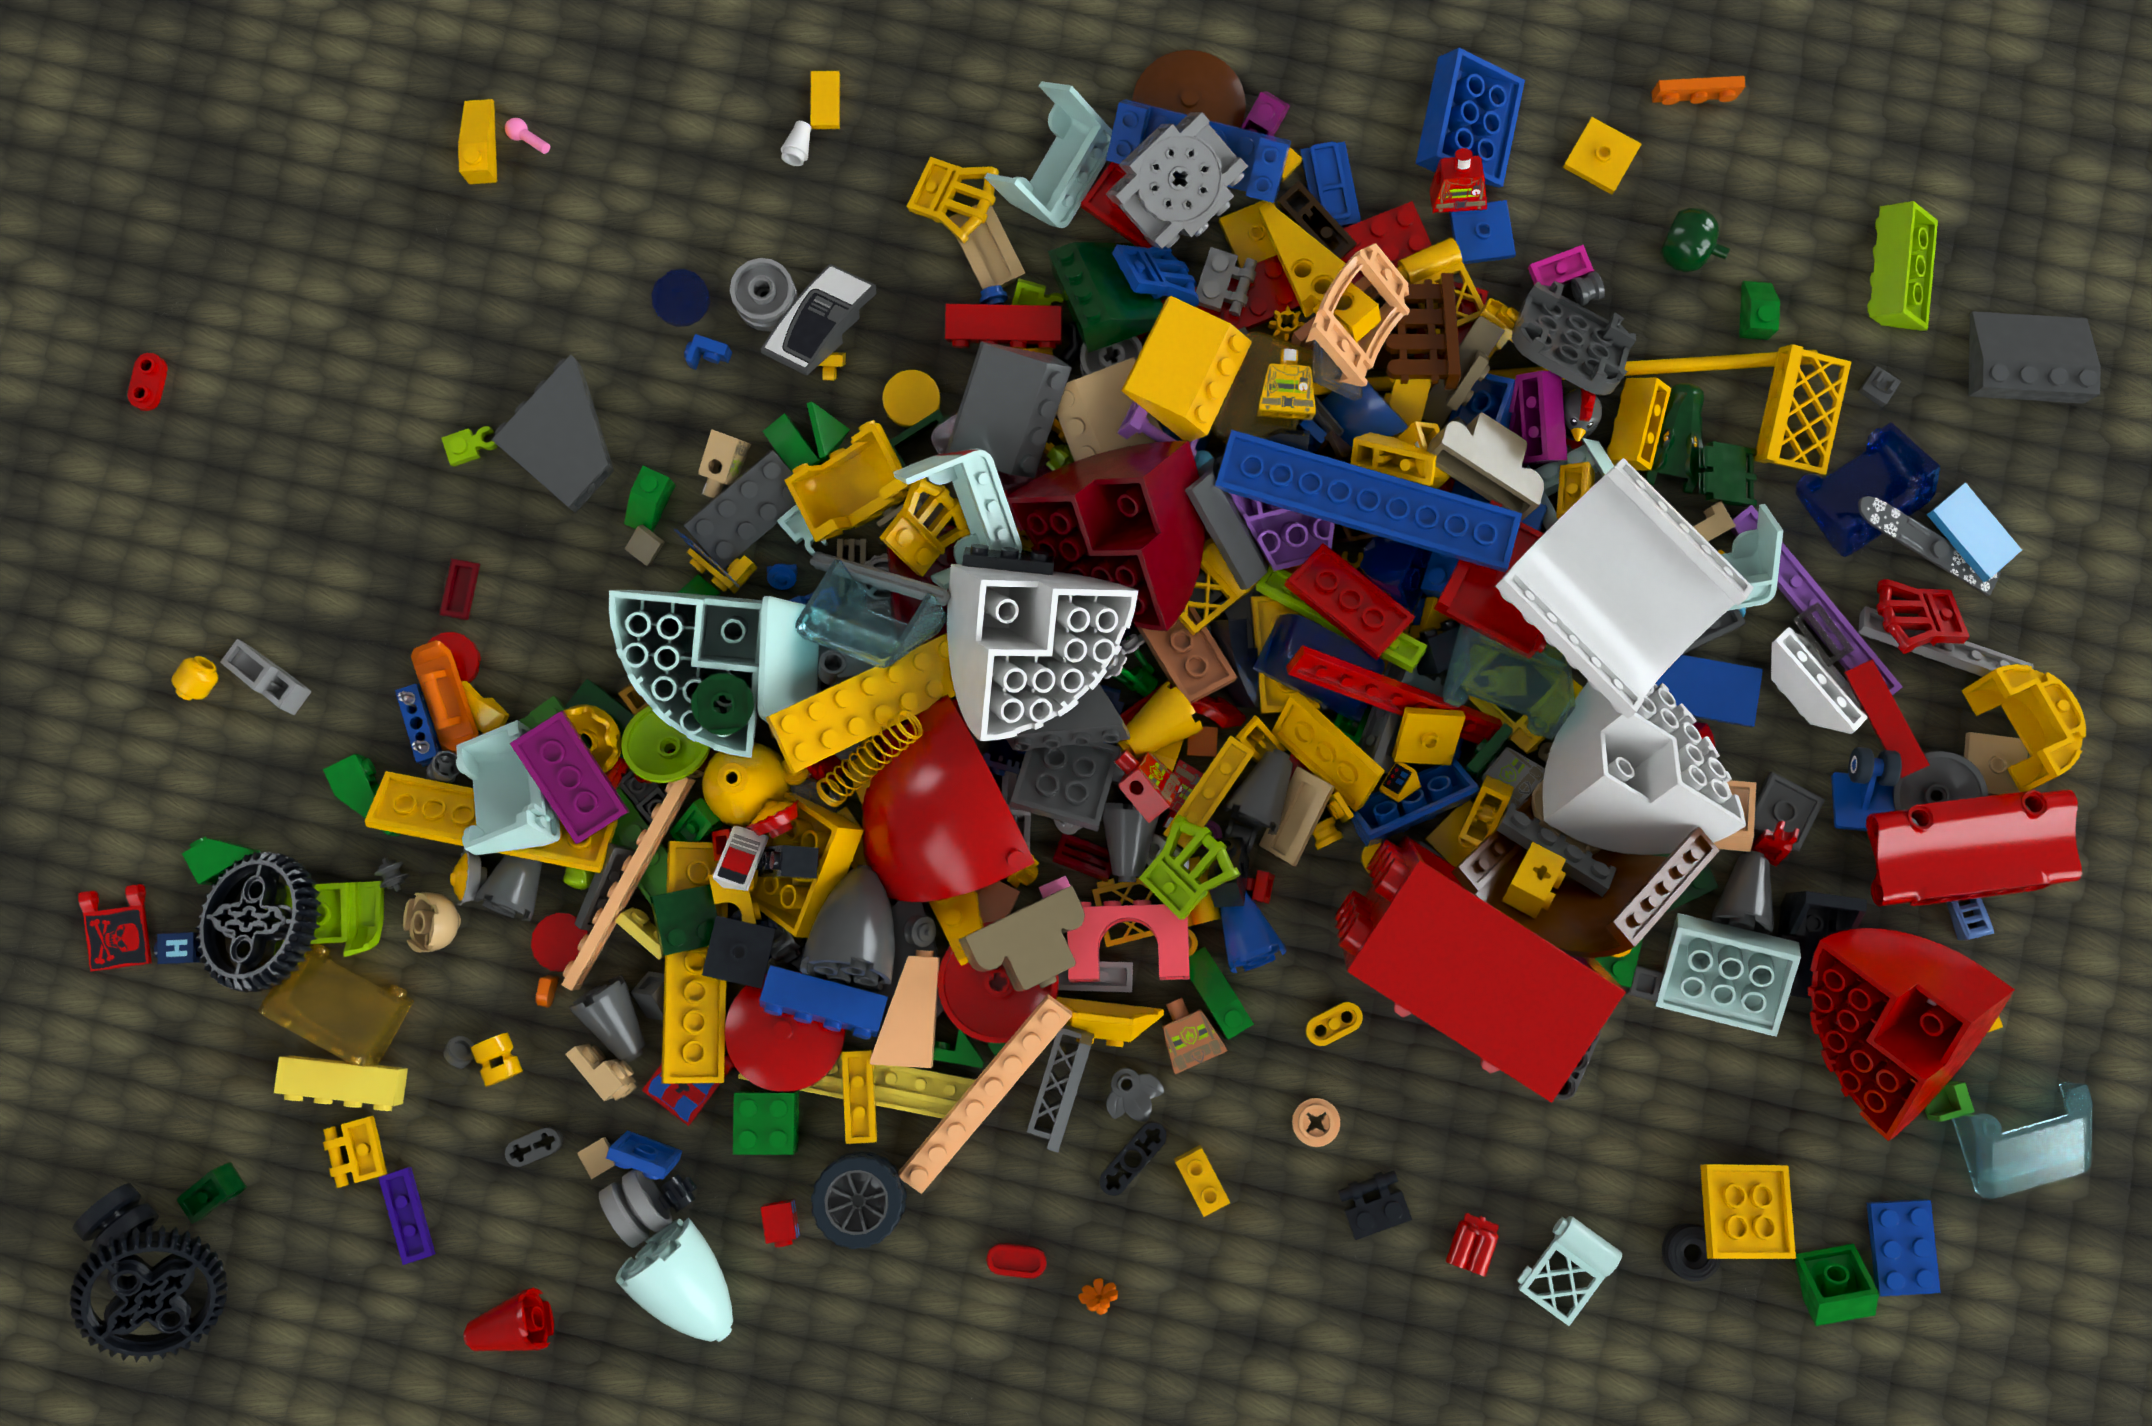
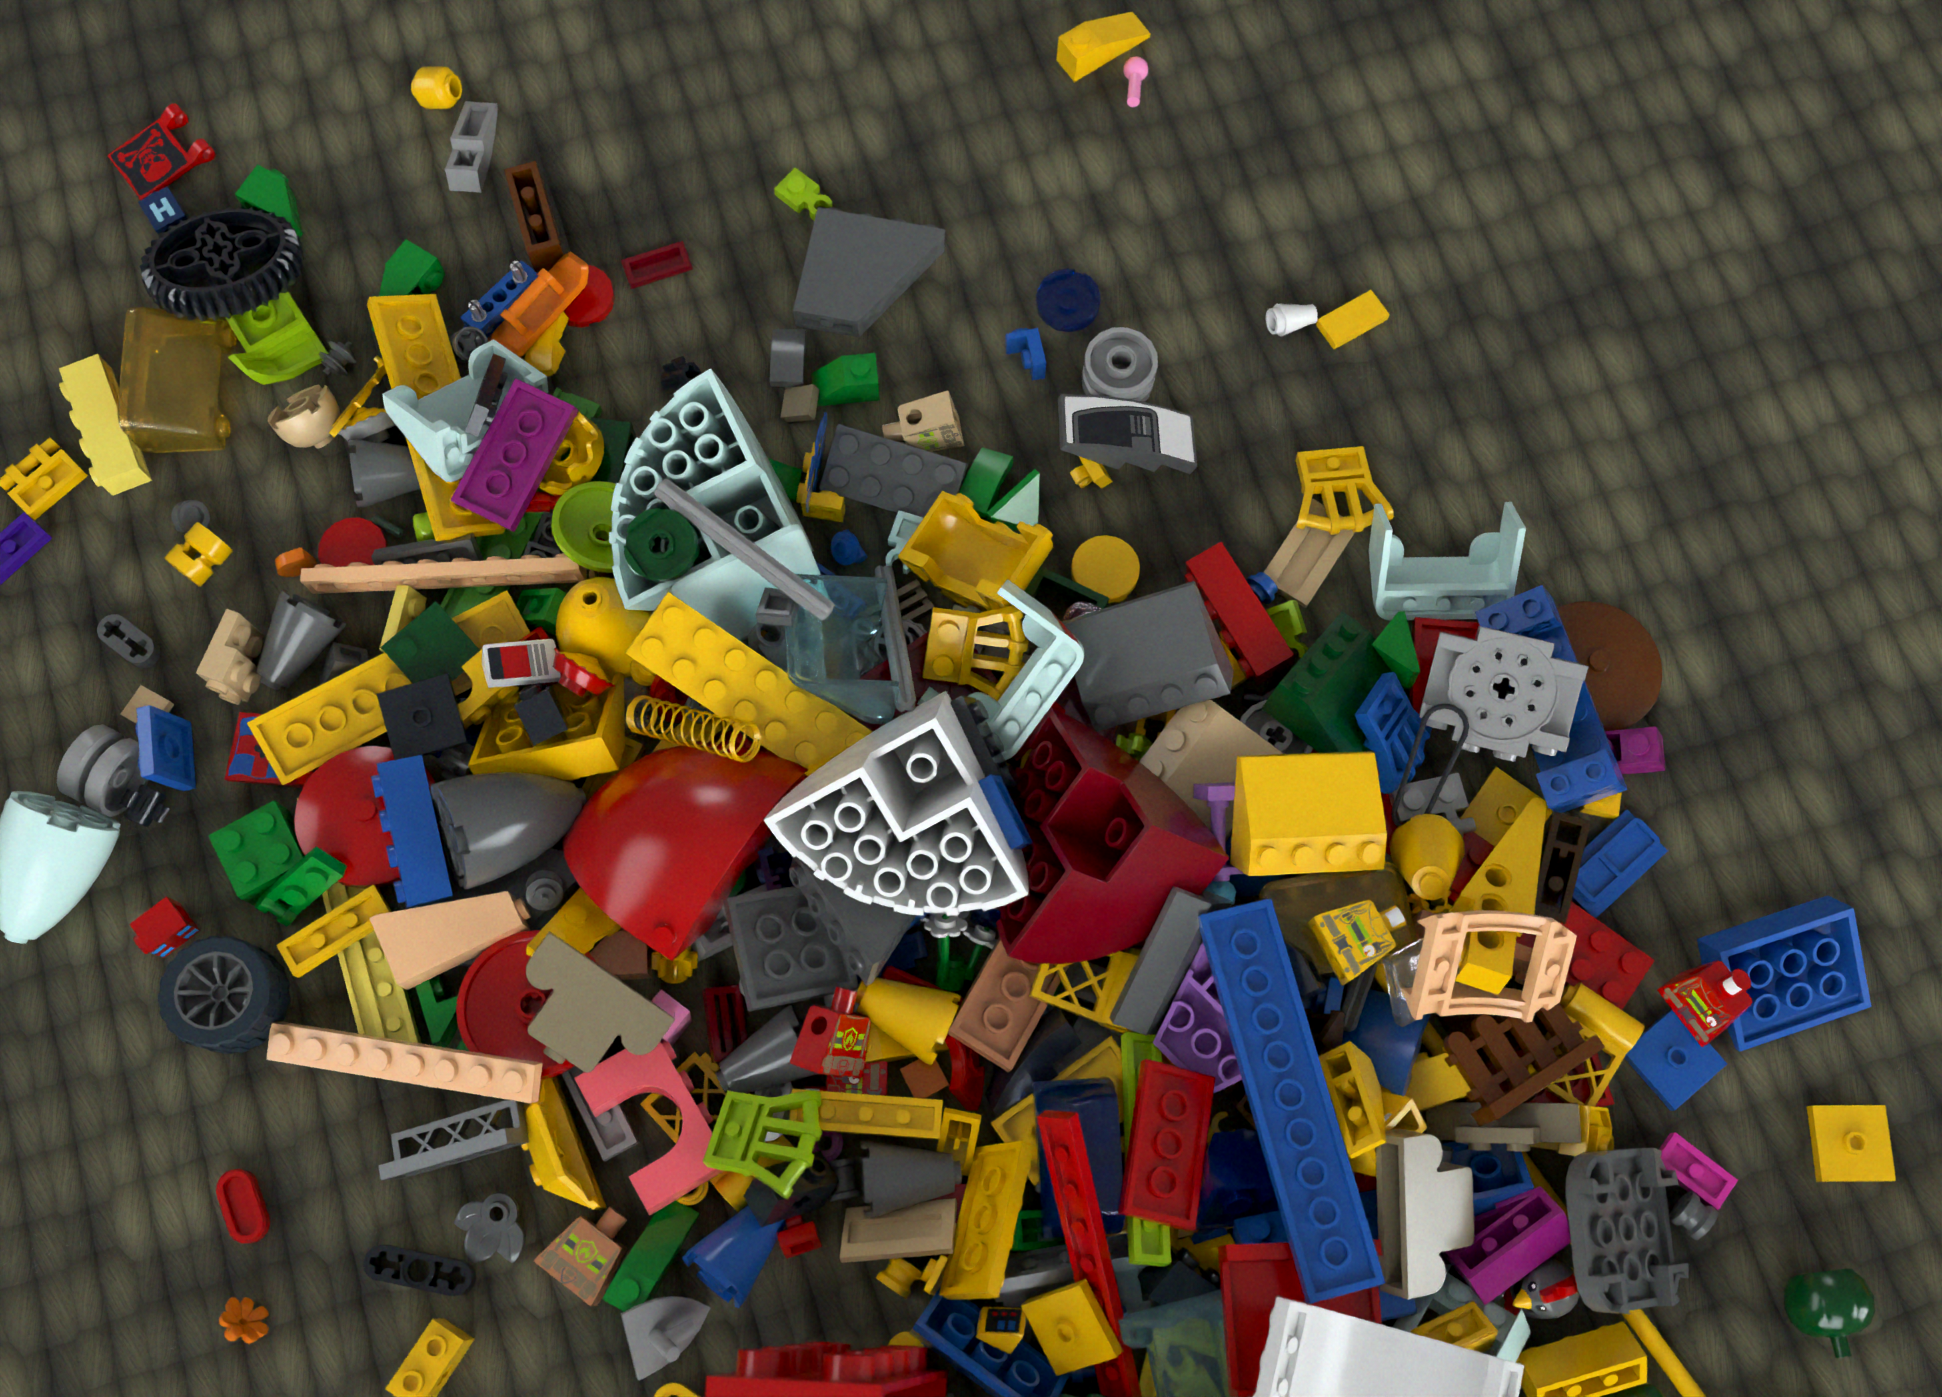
camera: 55 degrees right, 10 degrees down
(362, 659) = (534, 215): none -> reddish brown brick
(440, 872) = (360, 398): none -> yellow piece
(507, 773) = (488, 396): none -> black plate
(556, 907) = (388, 524): none -> sand green leg
(570, 622) = (677, 374): none -> black gear
(600, 533) = (787, 357): none -> dark grey slope
(762, 645) = (744, 549): none -> light grey axle
(811, 1105) = (301, 885): none -> green plate
(819, 645) = (776, 608): none -> dark grey tile
(1067, 573) = (1005, 812): none -> blue tile
(1098, 231) = (1398, 651): none -> green slope
(1183, 269) = (1413, 753): none -> black piece
(1258, 305) = (1427, 854): none -> yellow cone
(1270, 1013) = (661, 1331): none -> light grey shield

